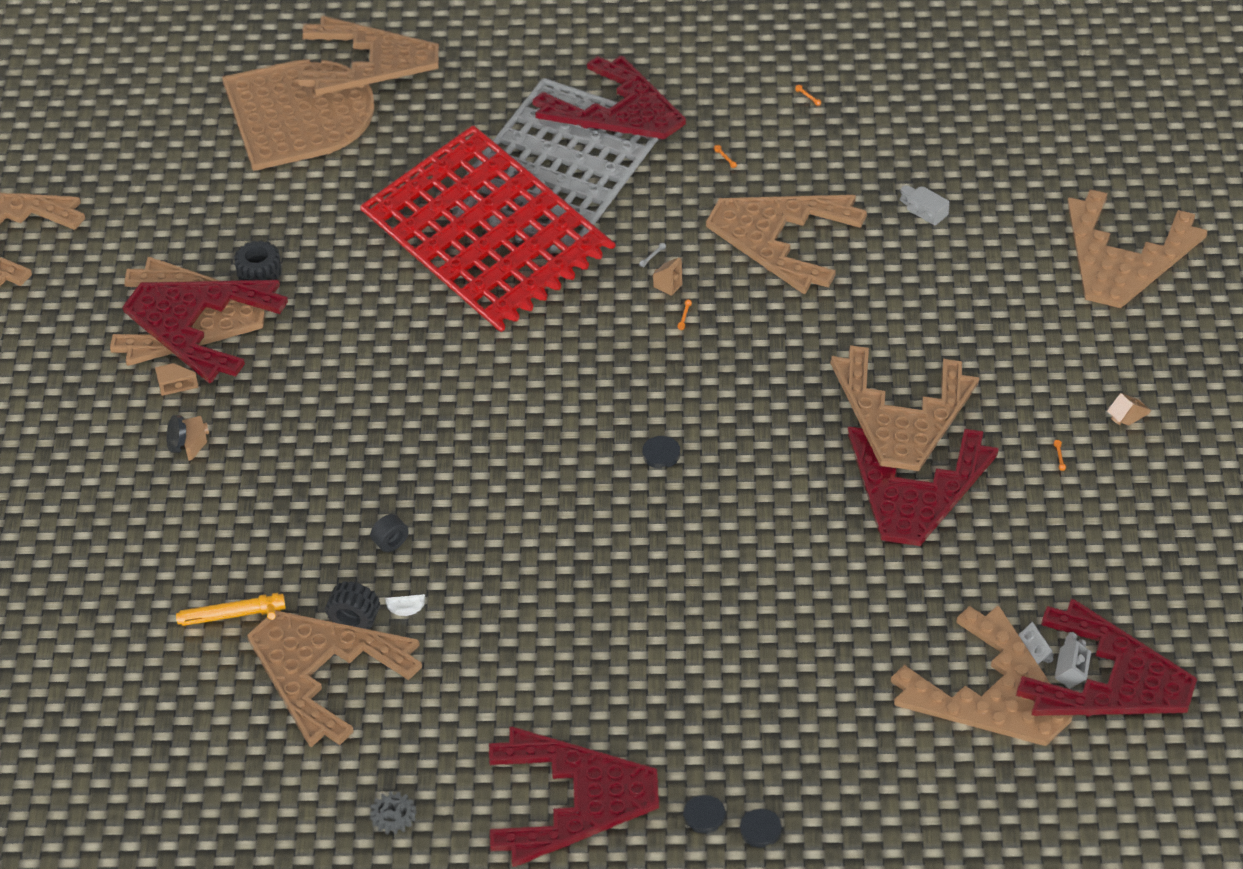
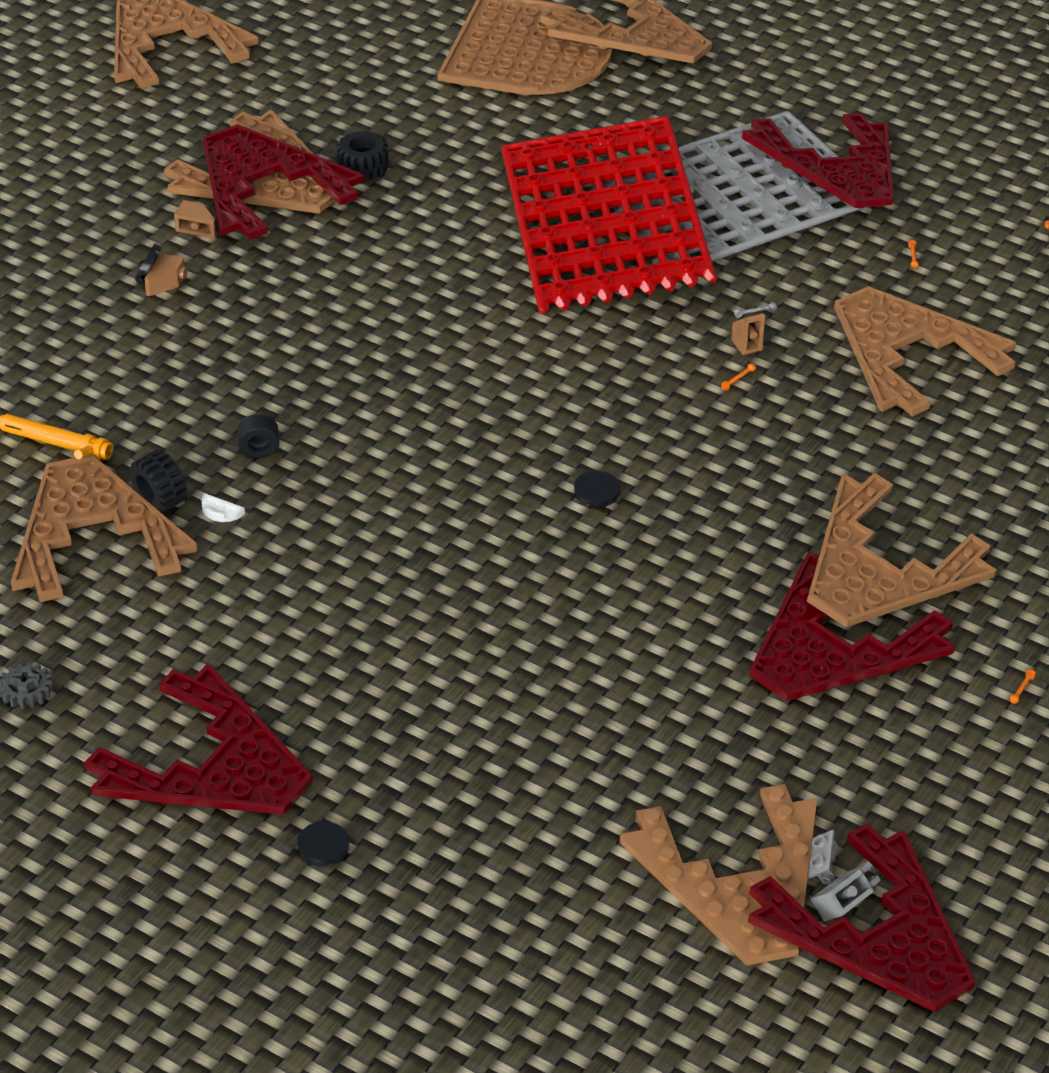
camera: 30 degrees right, 5 degrees down
(760, 827) = (367, 886): black tile -> none

